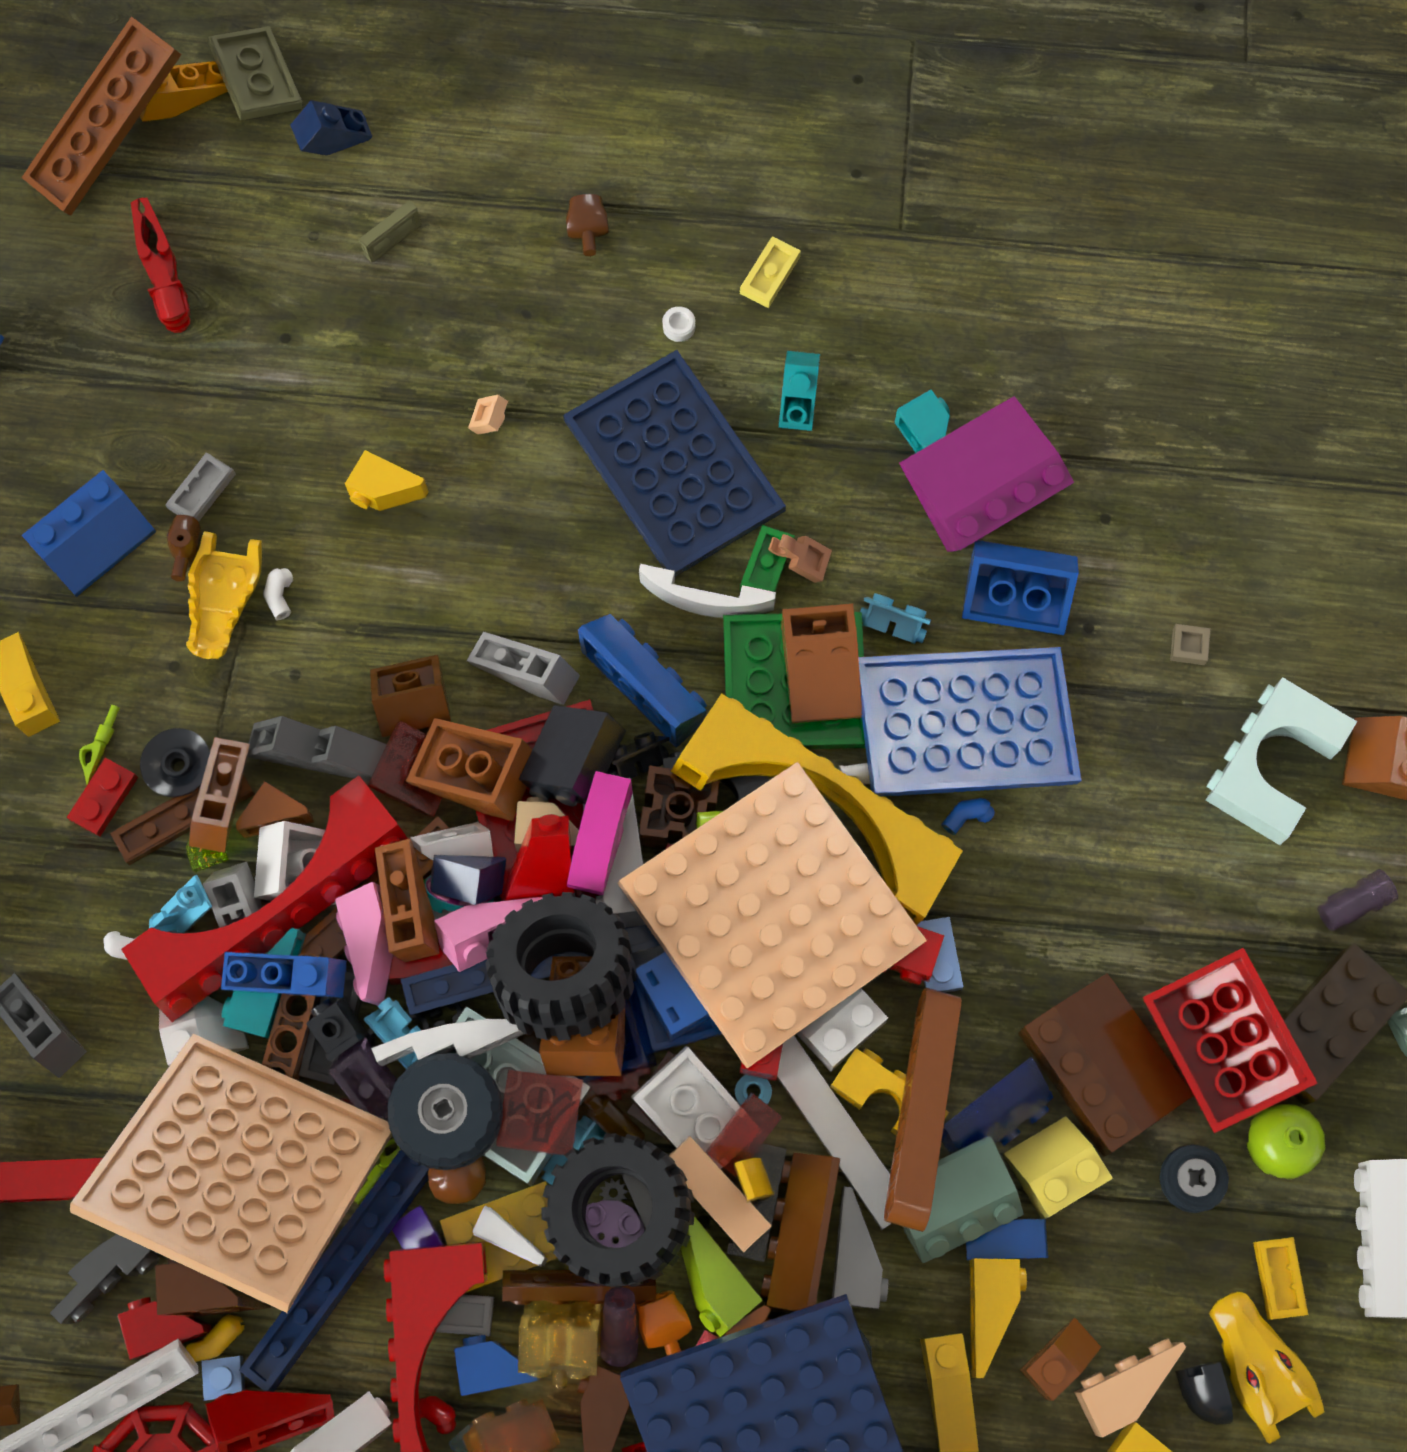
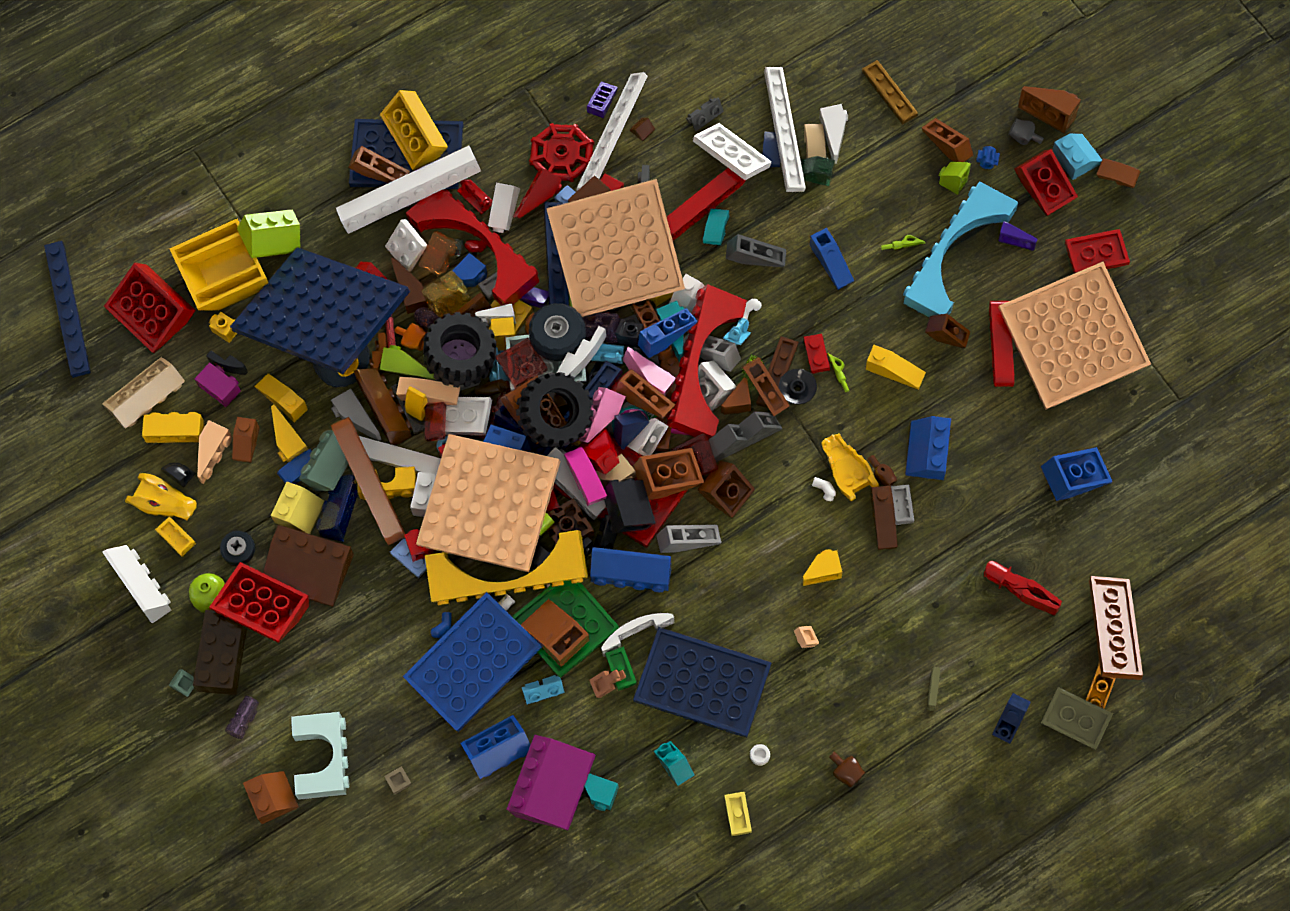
camera: 145 degrees right, 5 degrees down
(50, 1120) = (715, 226): none -> teal slope
(238, 491) = (884, 517): none -> reddish brown slope
(520, 1204) = (502, 328): none -> yellow brick

